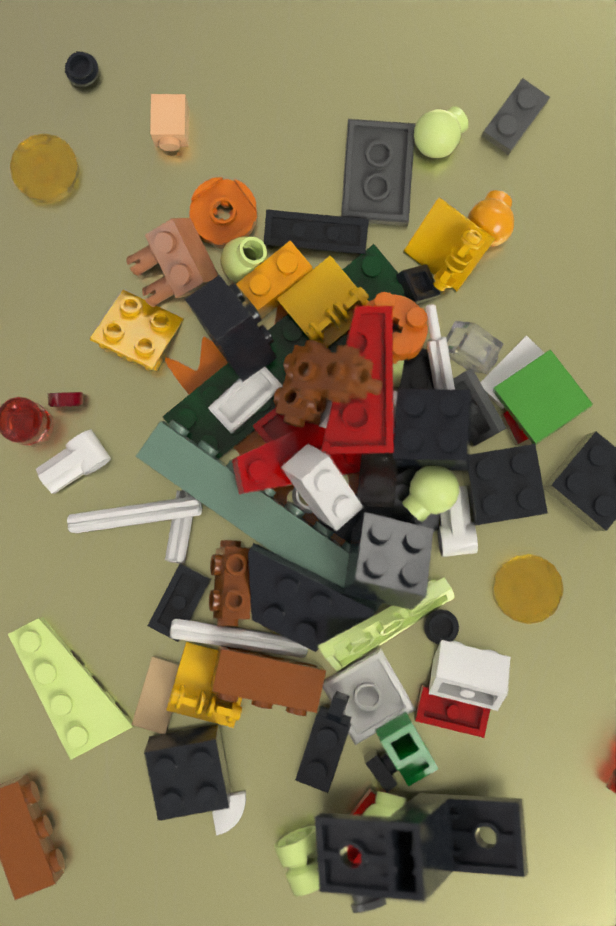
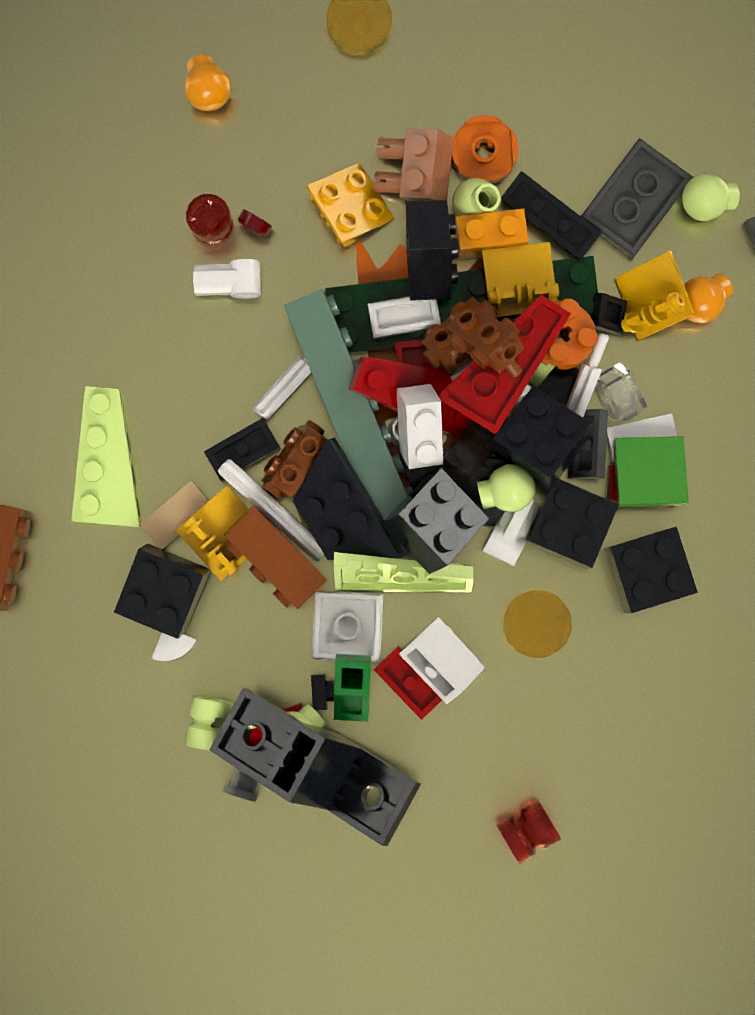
camera: 30 degrees right, 0 degrees up
(134, 514) = (251, 354): white axle -> none
(169, 121) = (488, 46): light nougat brick -> none
(325, 745) = (287, 642): black hinge -> none
(441, 626) = (446, 607): black plate -> none

